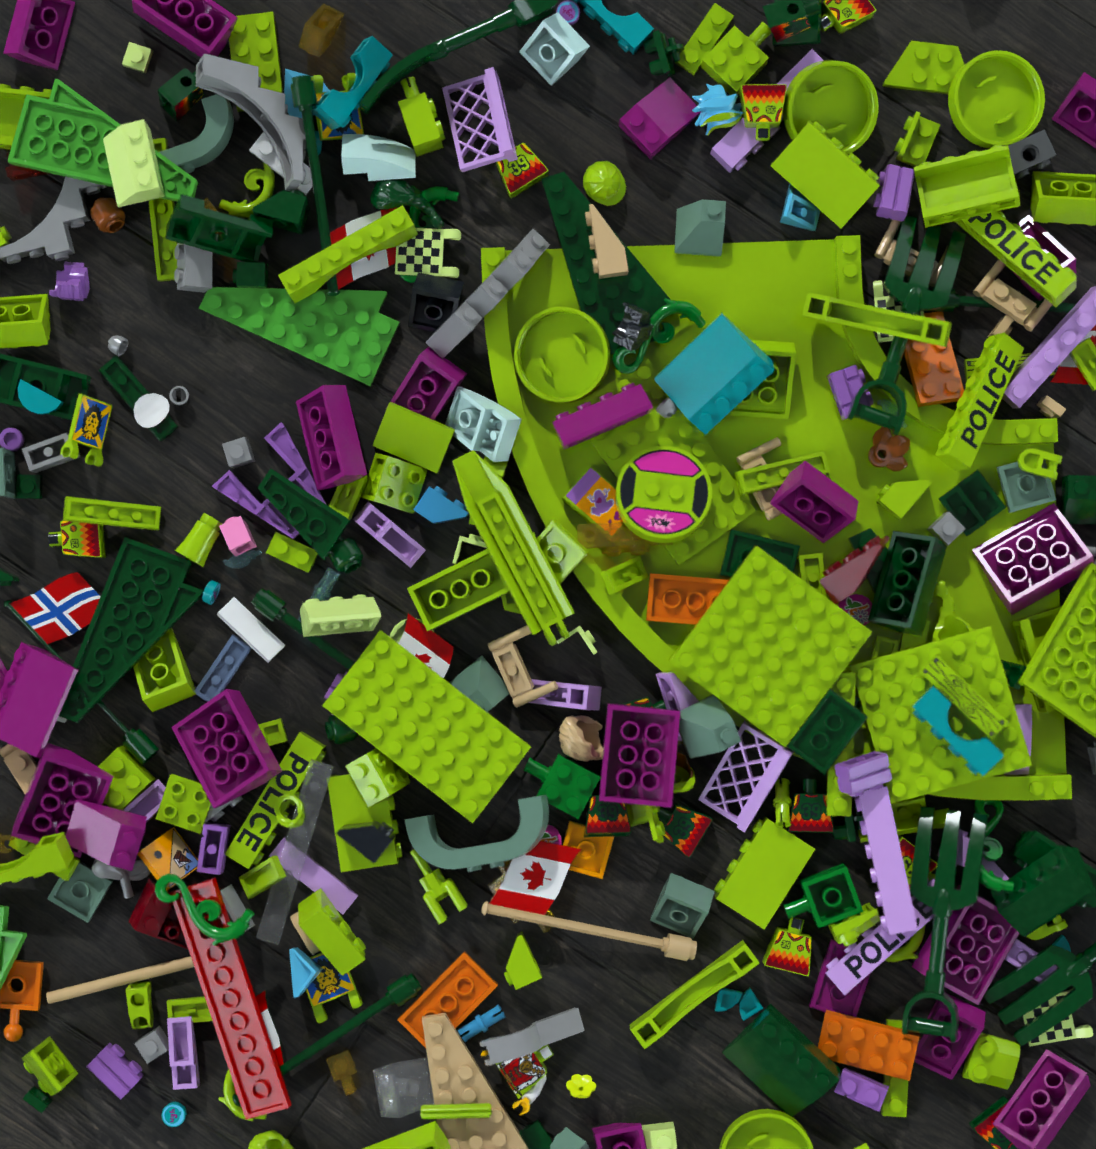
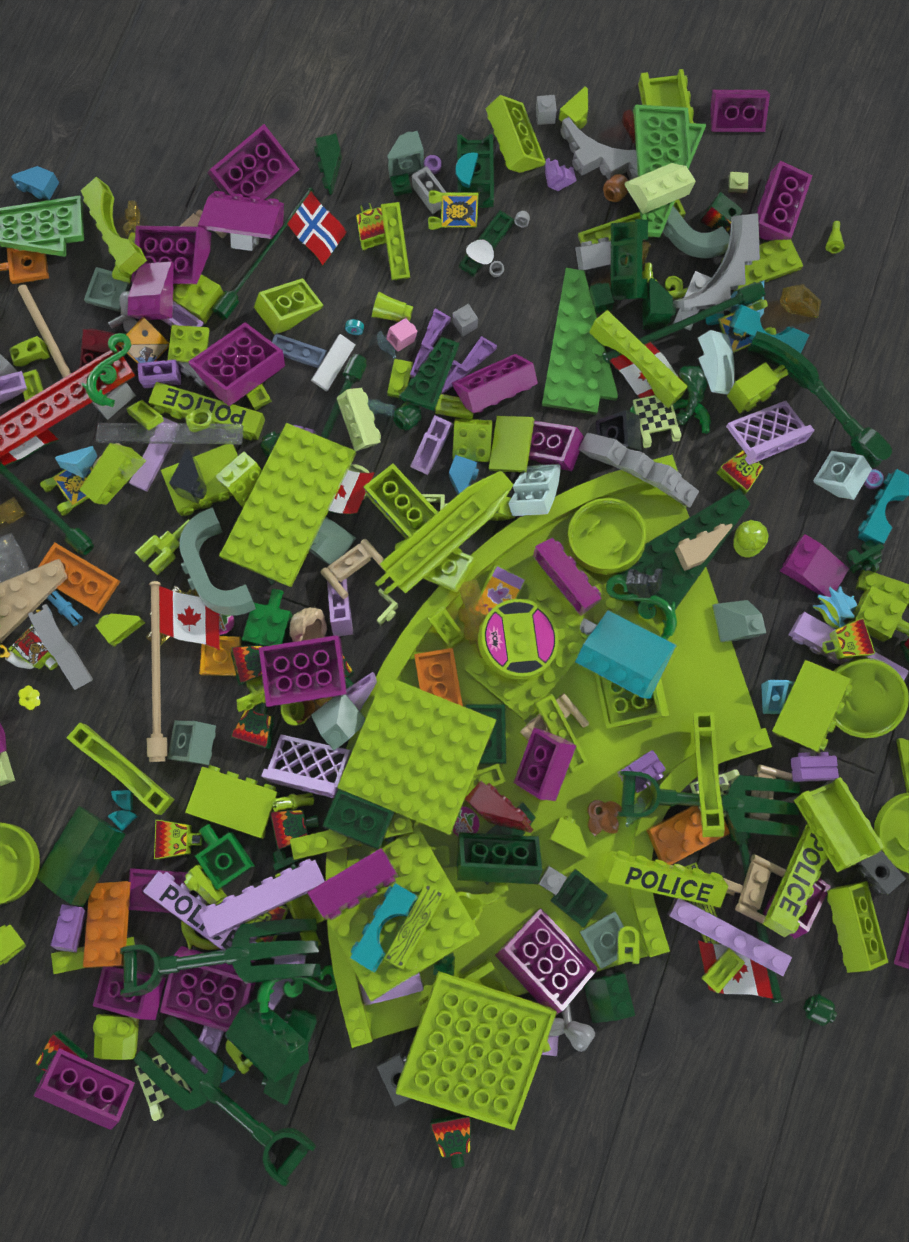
camera: 75 degrees right, 10 degrees down
(133, 613) = (326, 275): dark green wing -> none
(863, 773) = (329, 856): medium lavender brick -> none
(902, 753) = (353, 884): none -> magenta slope
(917, 140) = (862, 776): lime bracket -> none
(1050, 407) = (676, 945): tan plate -> none

